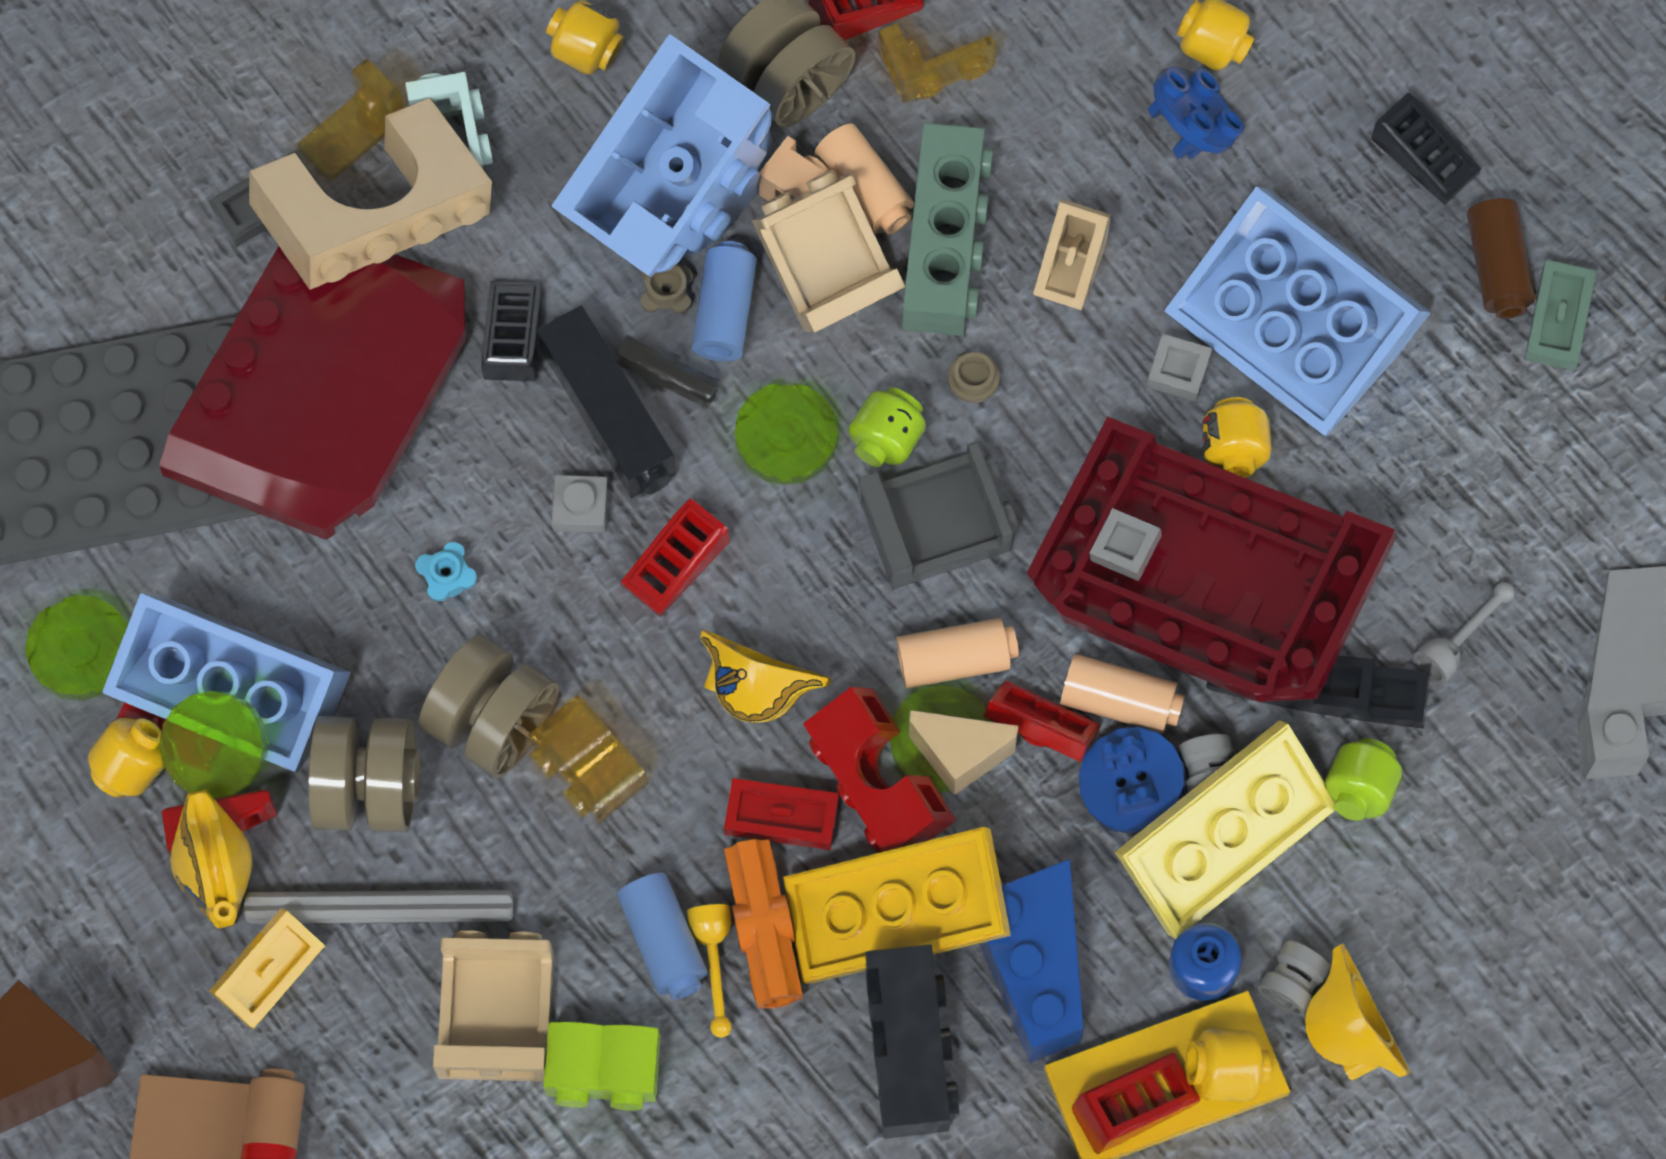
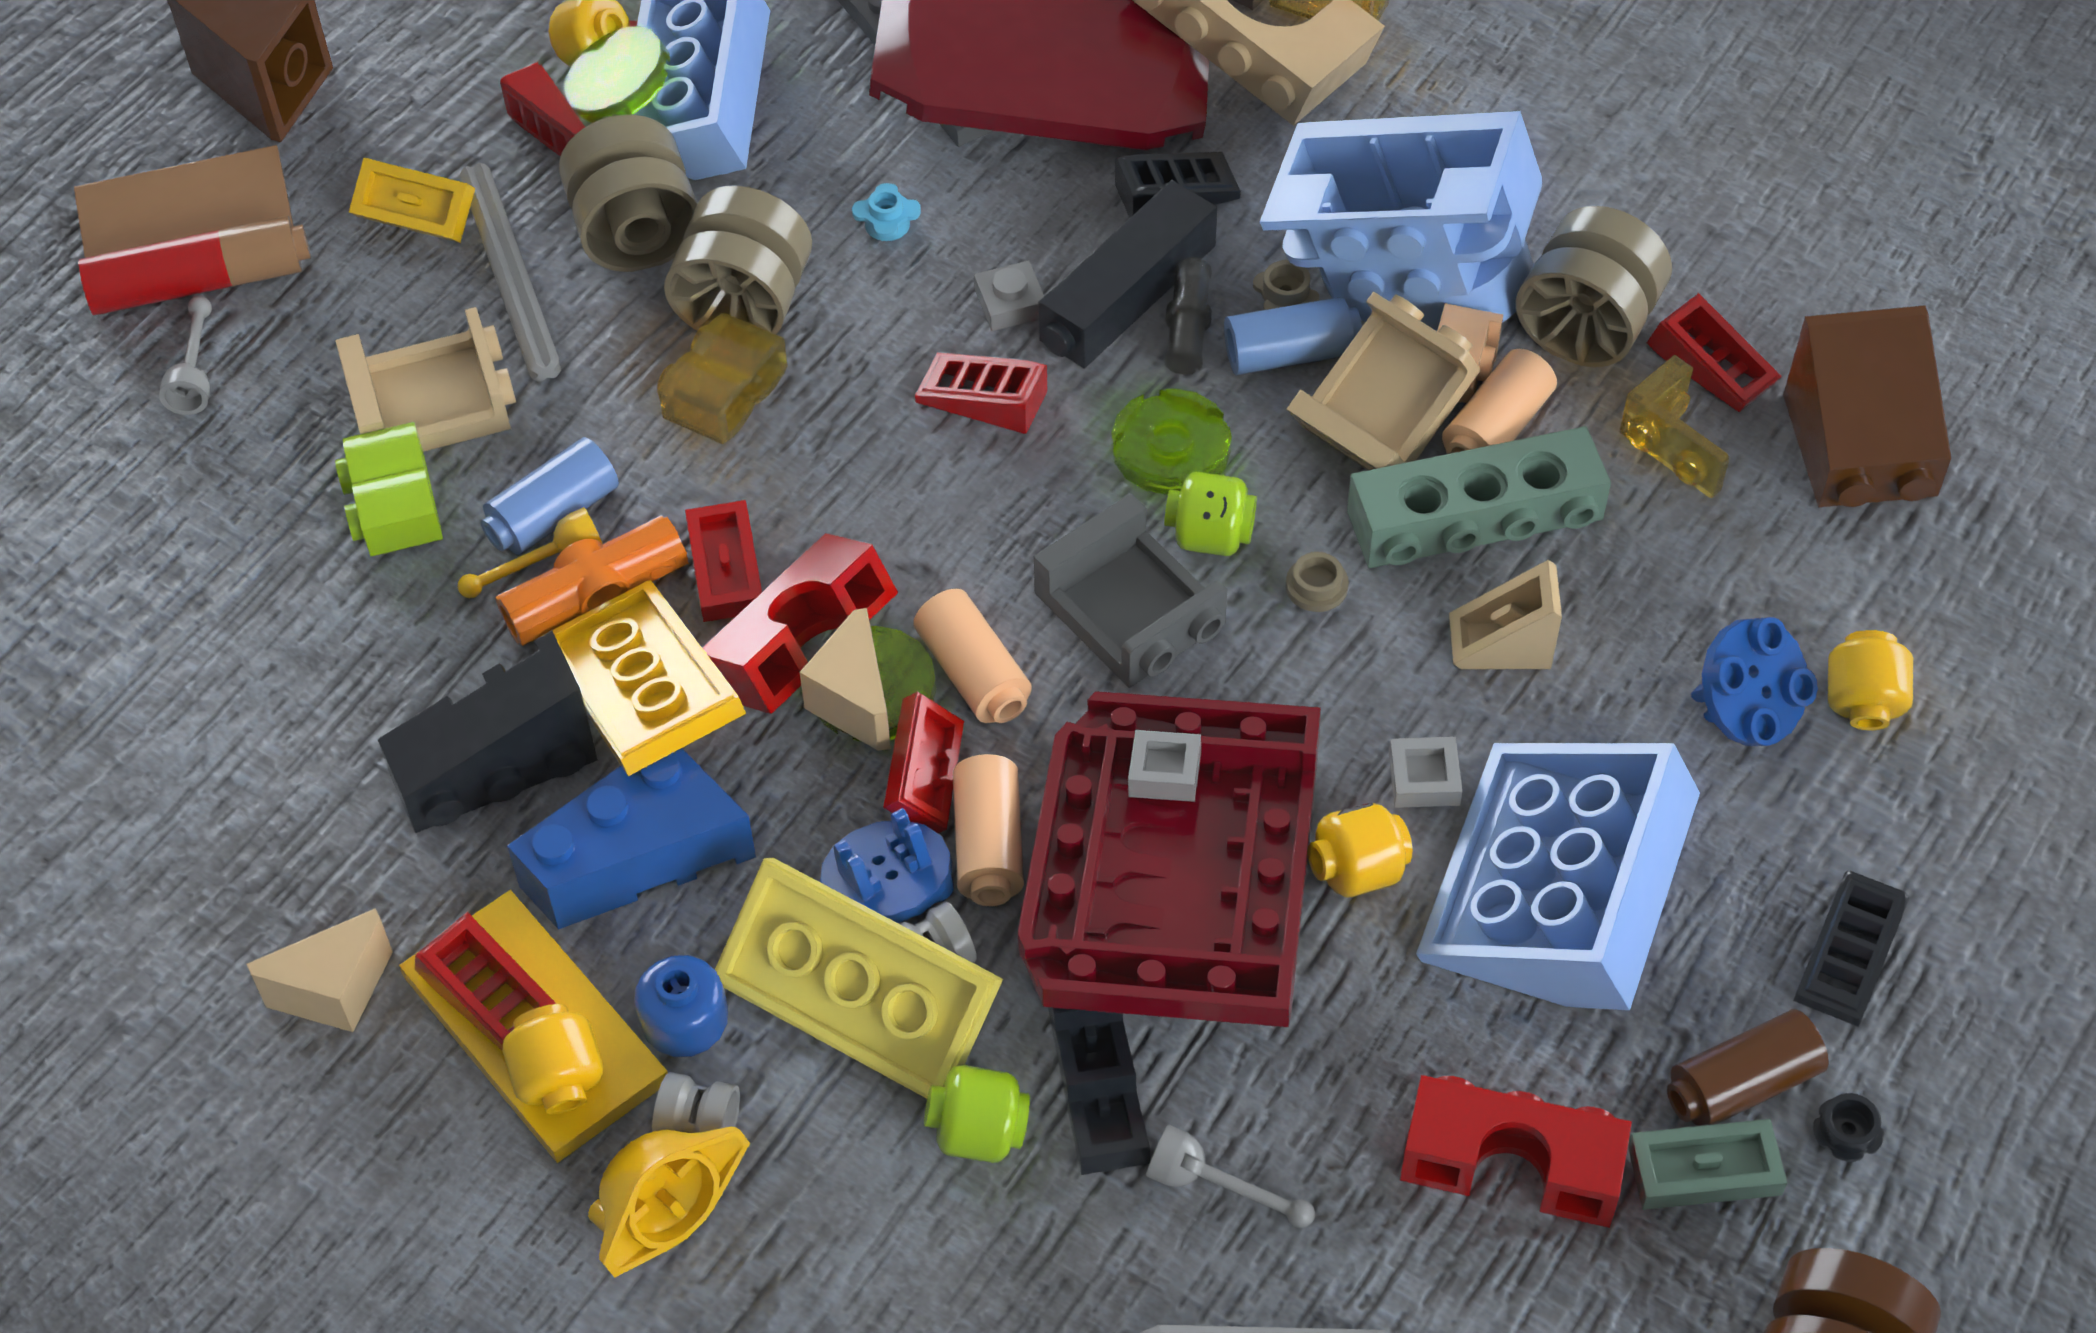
camera: 70 degrees right, 15 degrees down
(211, 859) = (496, 112): yellow hat -> none
(453, 98) = (1394, 69): light aqua bracket -> none
(585, 37) = (1543, 121): yellow head -> none
(754, 684) = (869, 486): yellow hat -> none
(1532, 395) = (1573, 1149): none -> red arch
(1565, 202) = (1855, 1112): none -> black plate

